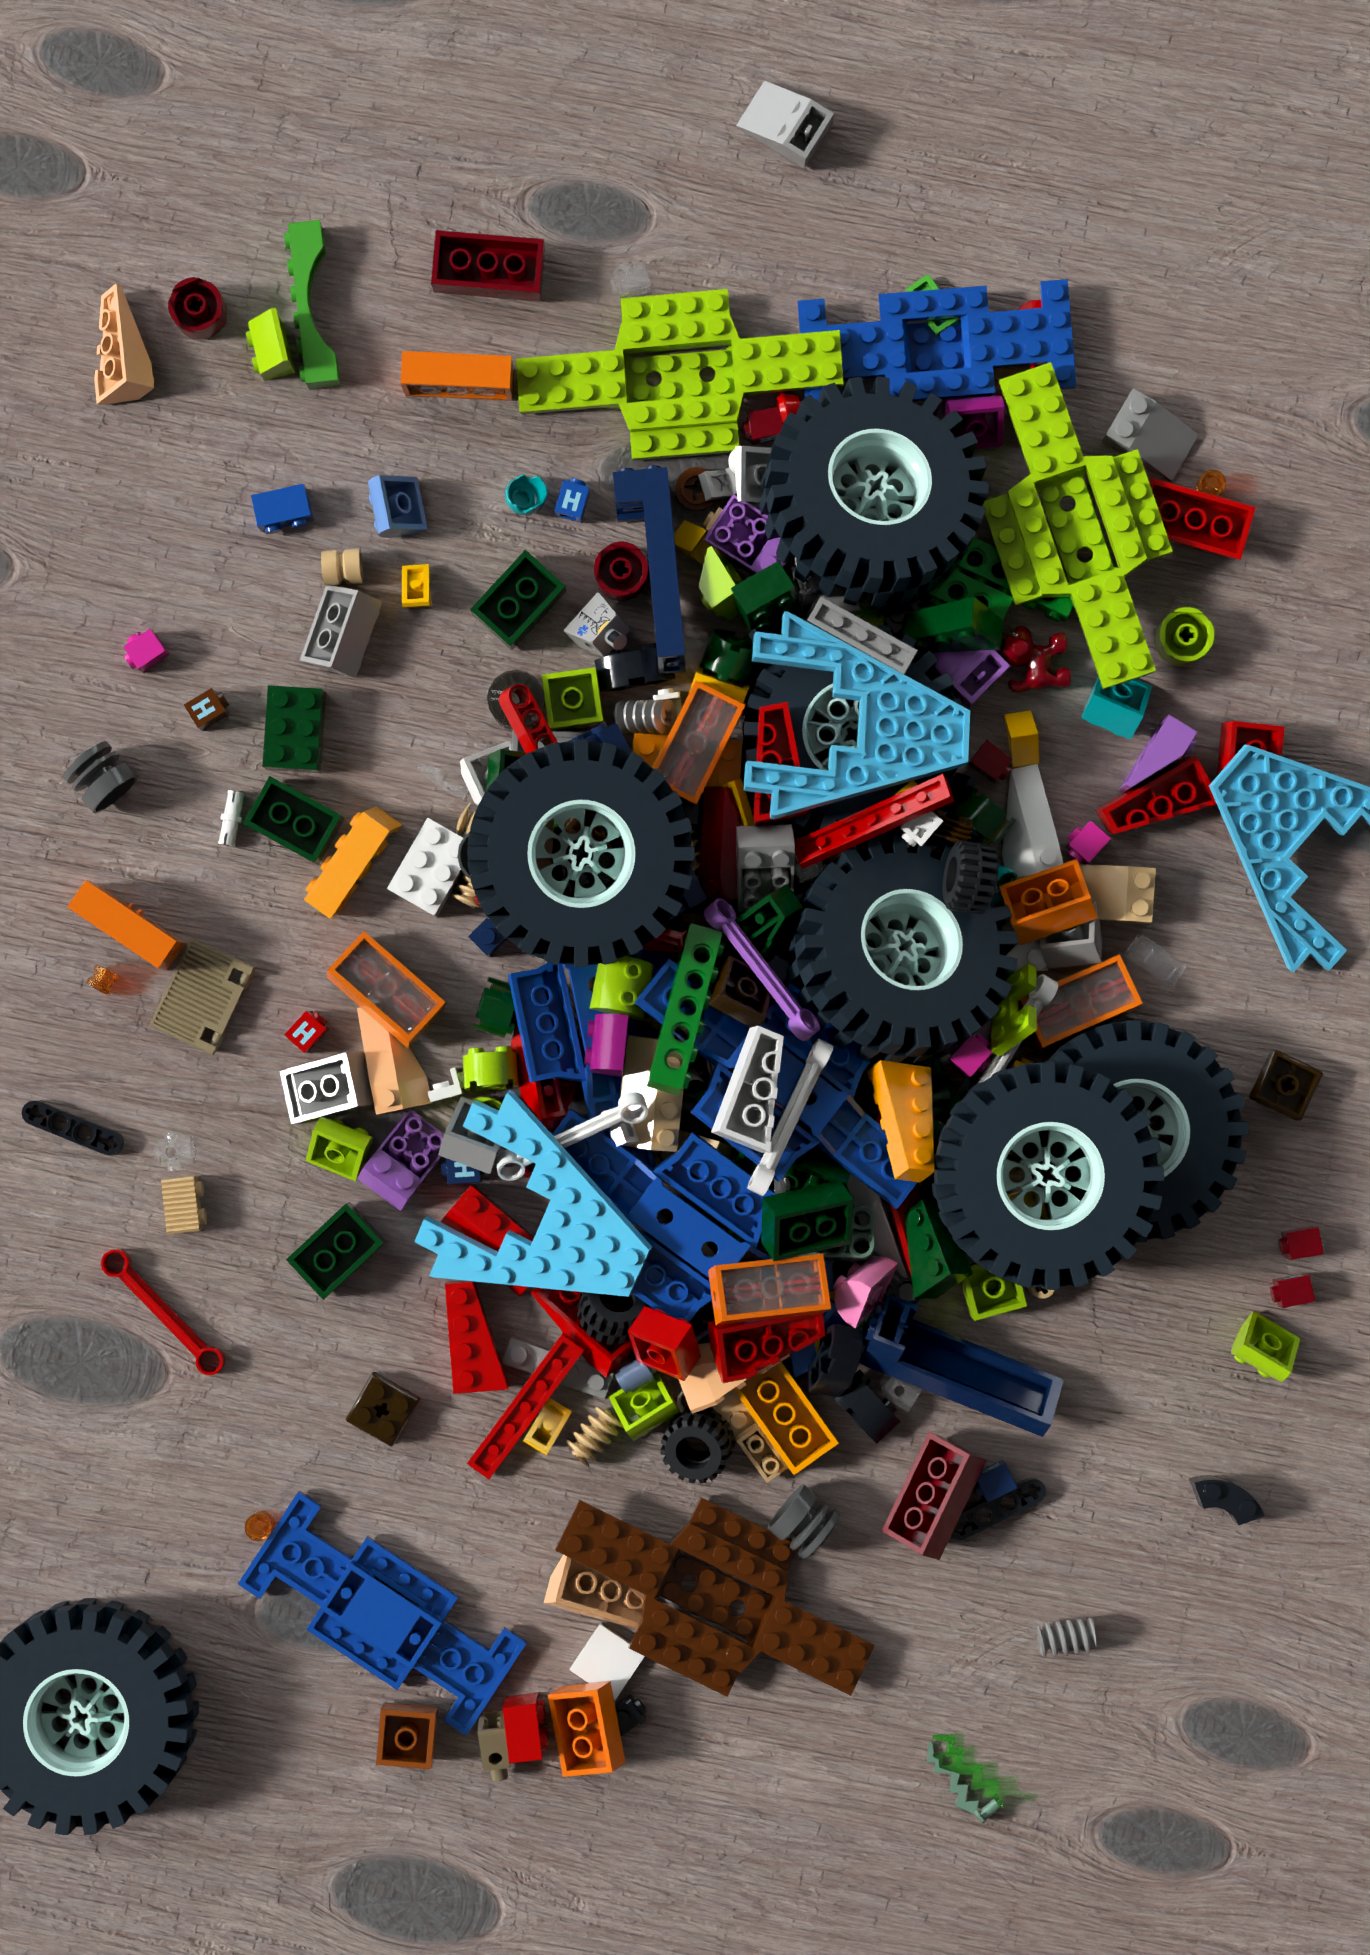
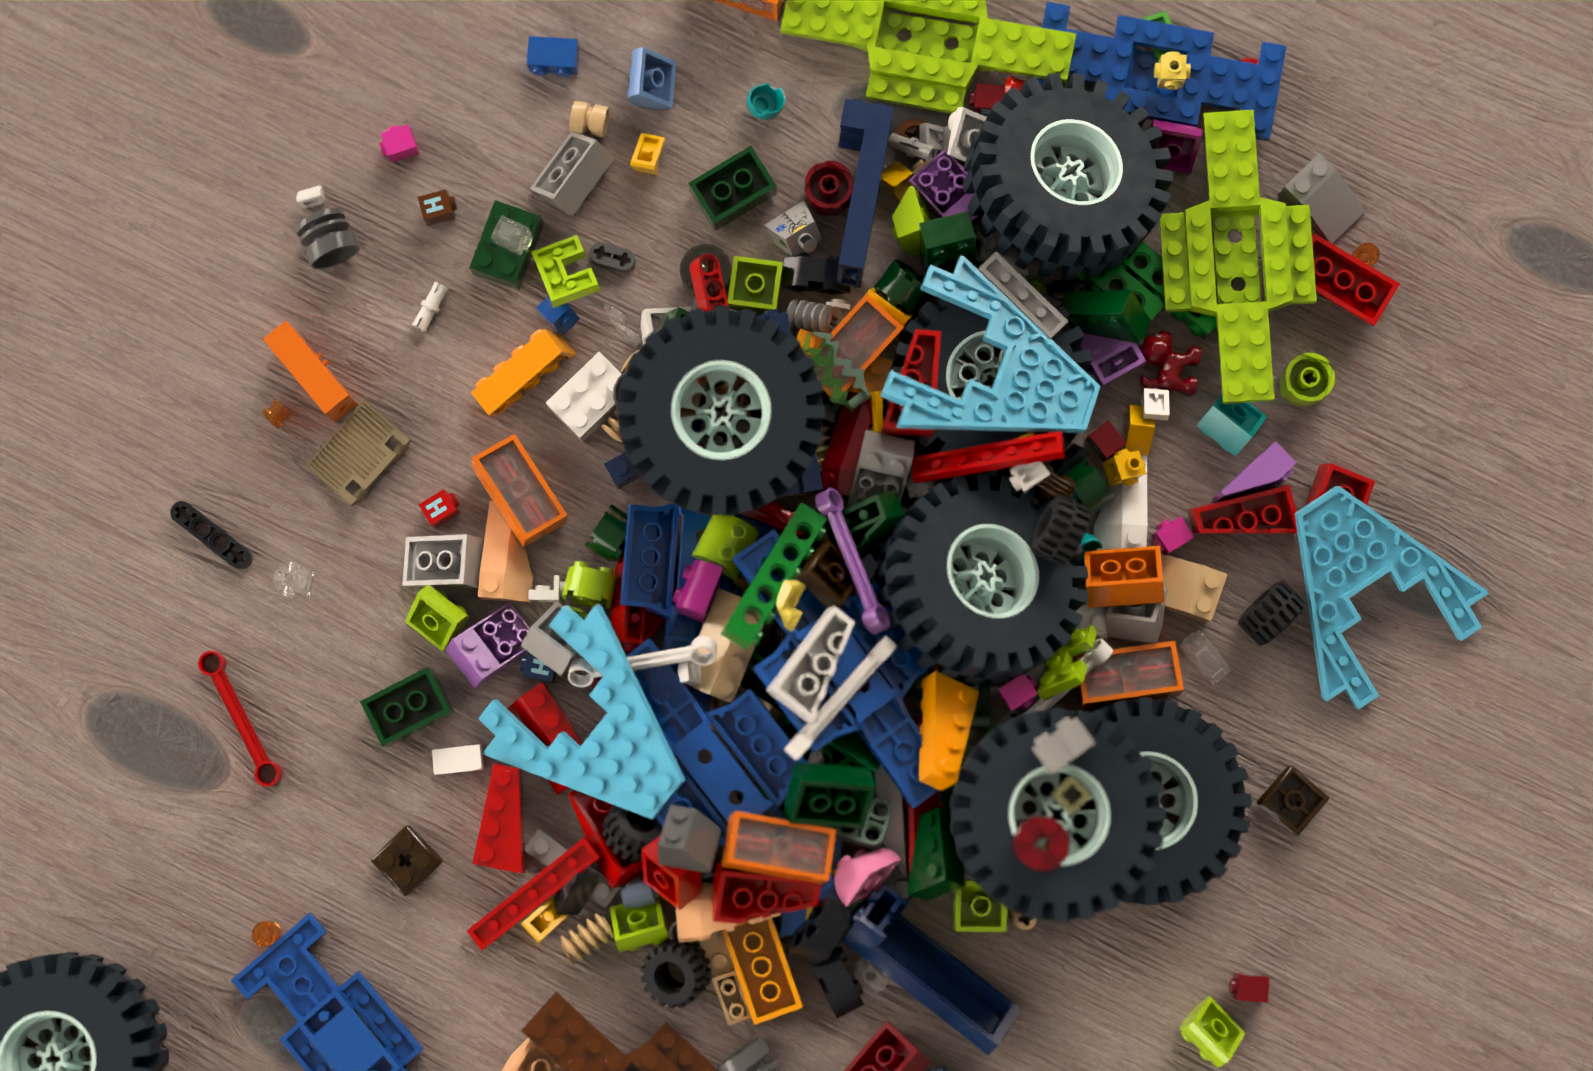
camera: 20 degrees right, 5 degrees down
(67, 734) = (311, 197): none -> white slope
(183, 1205) = (286, 629): tan brick -> none
(293, 820) = (483, 322): dark green brick -> none
(299, 721) = (511, 235): none -> clear brick
(365, 759) = (560, 286): none -> lime plate
(371, 788) = (560, 318): none -> blue brick
(404, 1289) = (458, 759): none -> white slope
(410, 702) = (613, 251): none -> dark grey beam
(569, 1394) = (575, 894): none -> black slope
(572, 500) = (804, 117): blue brick -> none
(674, 1308) = (688, 840): none -> dark grey slope
(677, 765) = (829, 362): none -> piece
(706, 1033) = (787, 601): none -> light yellow slope
(713, 503) = (925, 151): none -> light grey pin
(951, 352) = (1170, 78): none -> light yellow brick
(1018, 786) = (1124, 468): none -> yellow brick
(1032, 708) = (1155, 404): none -> white bracket
(1034, 1104) = (1062, 745): none -> light grey brick
(1056, 1213) = (1055, 849): none -> dark red brick
(1057, 1153) = (1070, 794): none -> olive brick
(1212, 896) = (1271, 613): none -> black tyre
(1301, 1243) = (1269, 946): dark red brick -> none

